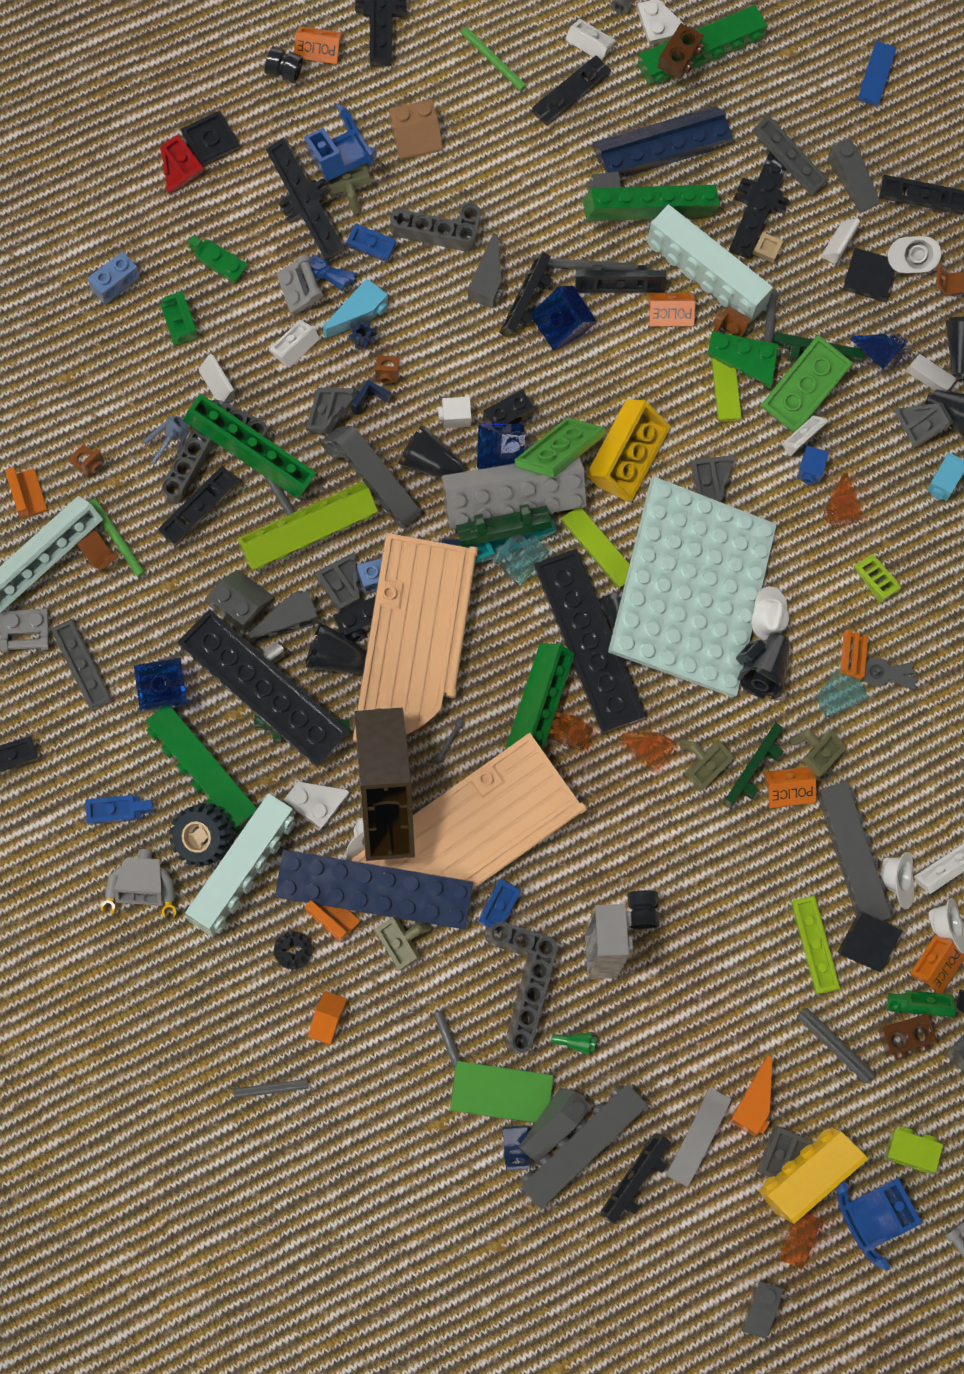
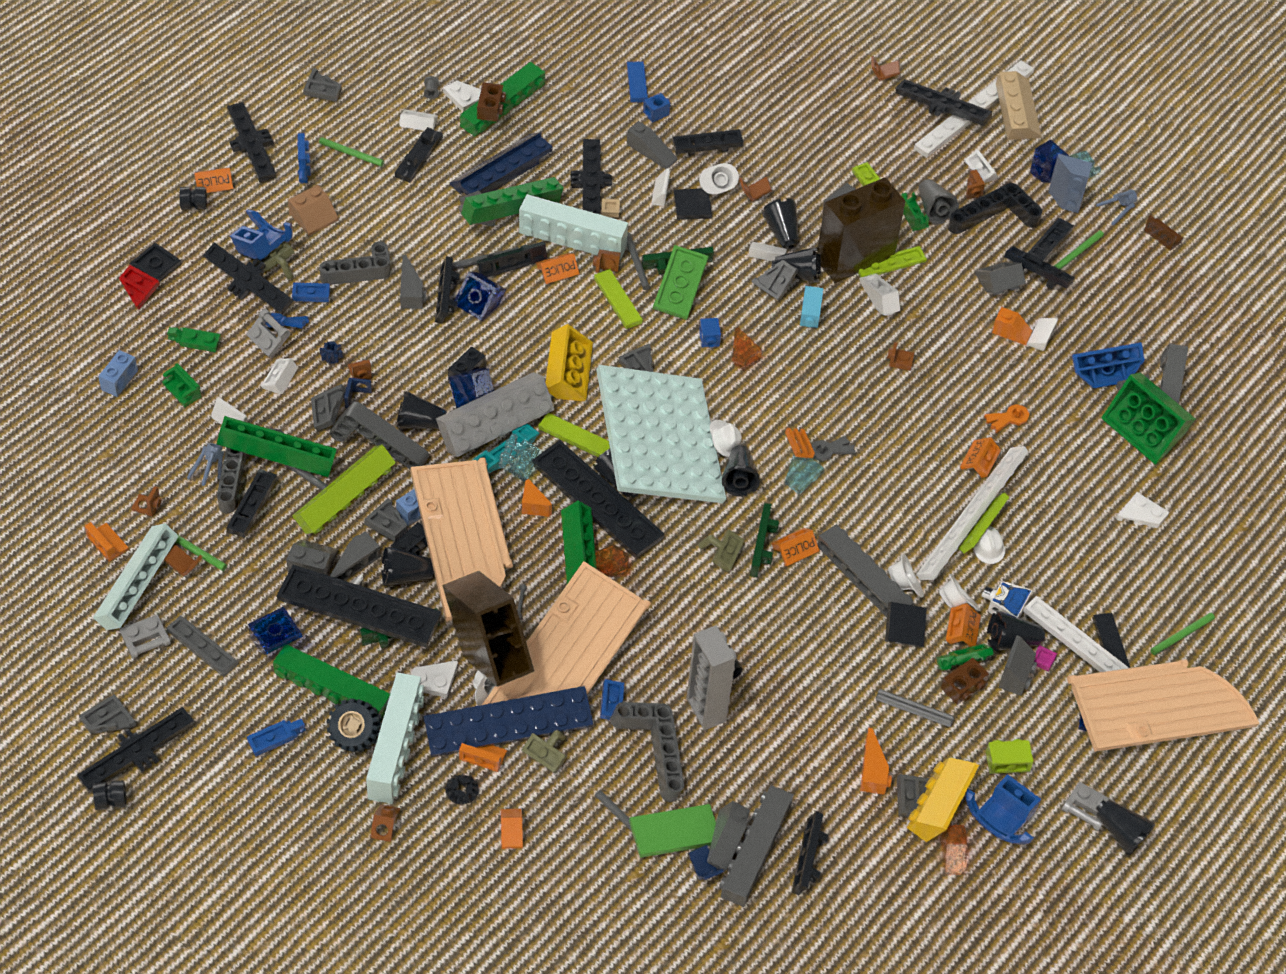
camera: 20 degrees left, 20 degrees down
(140, 882) = (318, 779): light grey torso -> none
(195, 954) = (384, 815): none -> dark orange bracket
(270, 1088) = (488, 895): dark grey bar -> none
(361, 305) = (323, 330): medium azure slope -> none
(431, 50) = (303, 158): none -> blue plate
(455, 412) = (426, 380): white brick -> none
(504, 525) = (499, 438): dark green hinge -> none
(514, 618) = (534, 501): none -> orange slope
(560, 447) = (517, 373): bright green tile -> none
(580, 1042) = (720, 773): green cone -> none
(647, 748) = (674, 554): clear orange slope -> none
(698, 1137) = (842, 809): light grey slope -> none
(747, 355) = (626, 277): green wing -> none
(750, 651) = (723, 462): black tile -> none
(762, 1309) = (950, 910): dark grey slope -> none
(790, 155) = (599, 145): dark grey tile -> none
(803, 434) = (694, 315): white slope -> none
(815, 945) = (866, 646): lime tile -> none
(823, 752) = (808, 514): olive plate -> none
(878, 127) = (656, 107): none -> blue brick
(880, 595) = (794, 397): lime slope -> none
(883, 348) = (725, 240): clear blue slope -> none

